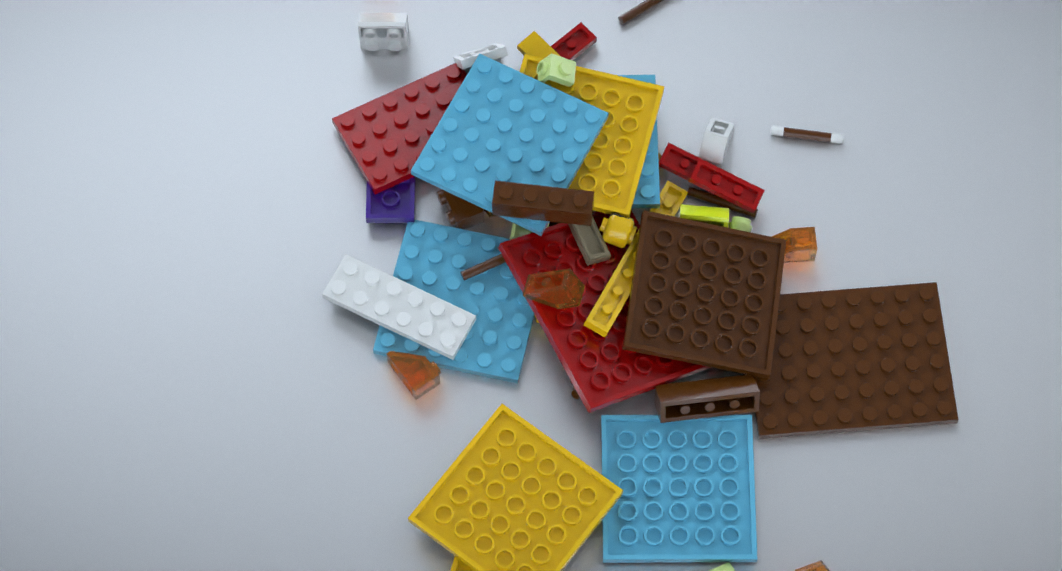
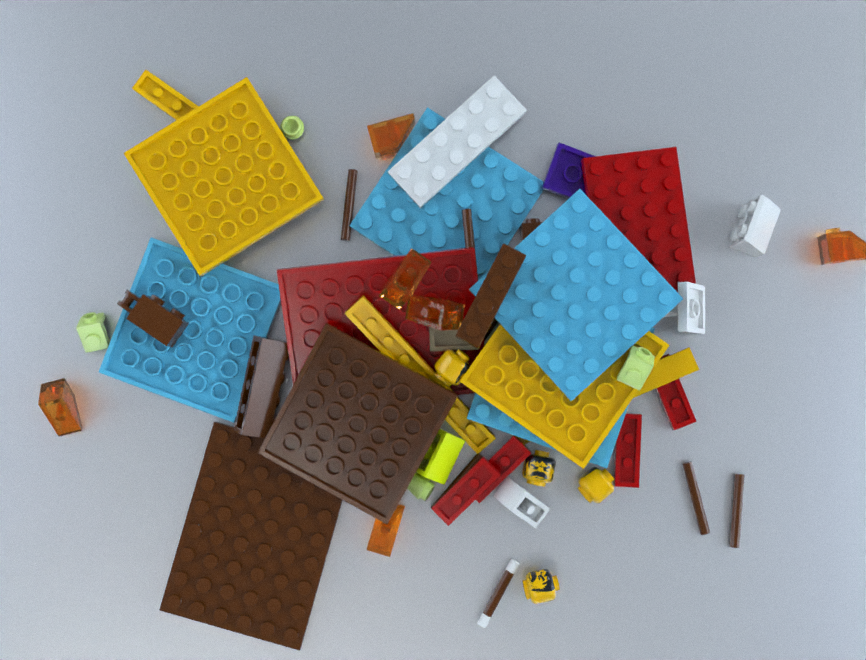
camera: 115 degrees right, 20 degrees up
(437, 468) = (292, 127): none -> yellowish green plate
(496, 389) = (349, 204): none -> reddish brown bar
(574, 253) = (435, 312): none -> clear orange slope
(645, 64) = (628, 452): none -> red plate
(675, 83) = (596, 485): none -> yellow head
(679, 134) = (539, 468): none -> head
(681, 518) = (154, 317): none -> reddish brown brick
(784, 99) = (540, 586): none -> yellow head

